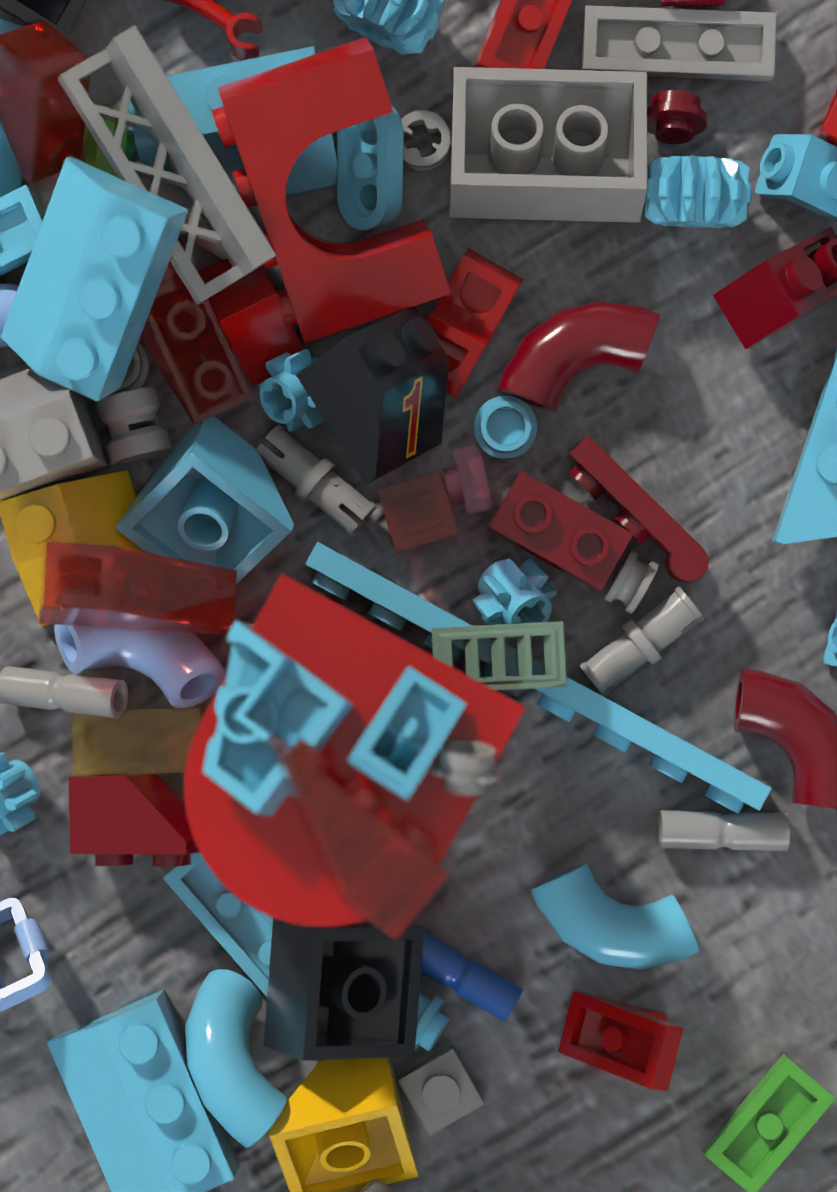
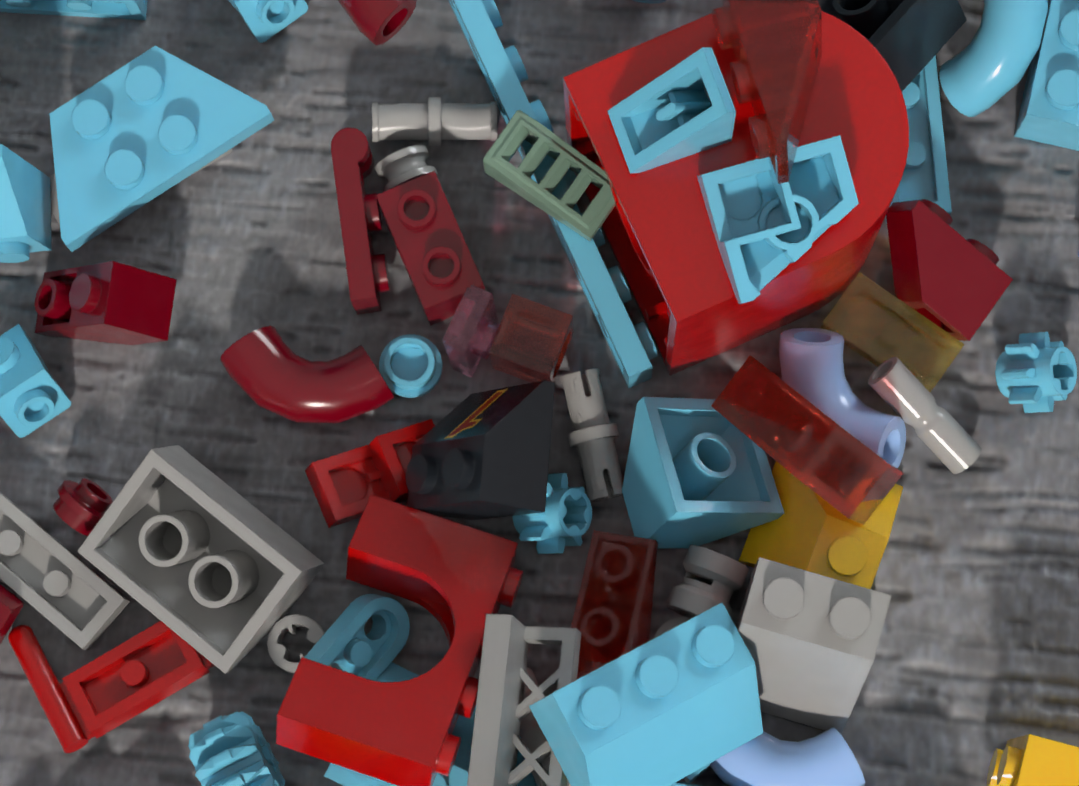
camera: 135 degrees left, 10 degrees down
(251, 320) = (546, 598): red slope -> none
(466, 767) = (642, 56): light grey plate -> none
(514, 593) = (505, 225): medium azure gear -> none
(697, 192) = (112, 425): medium azure gear -> none

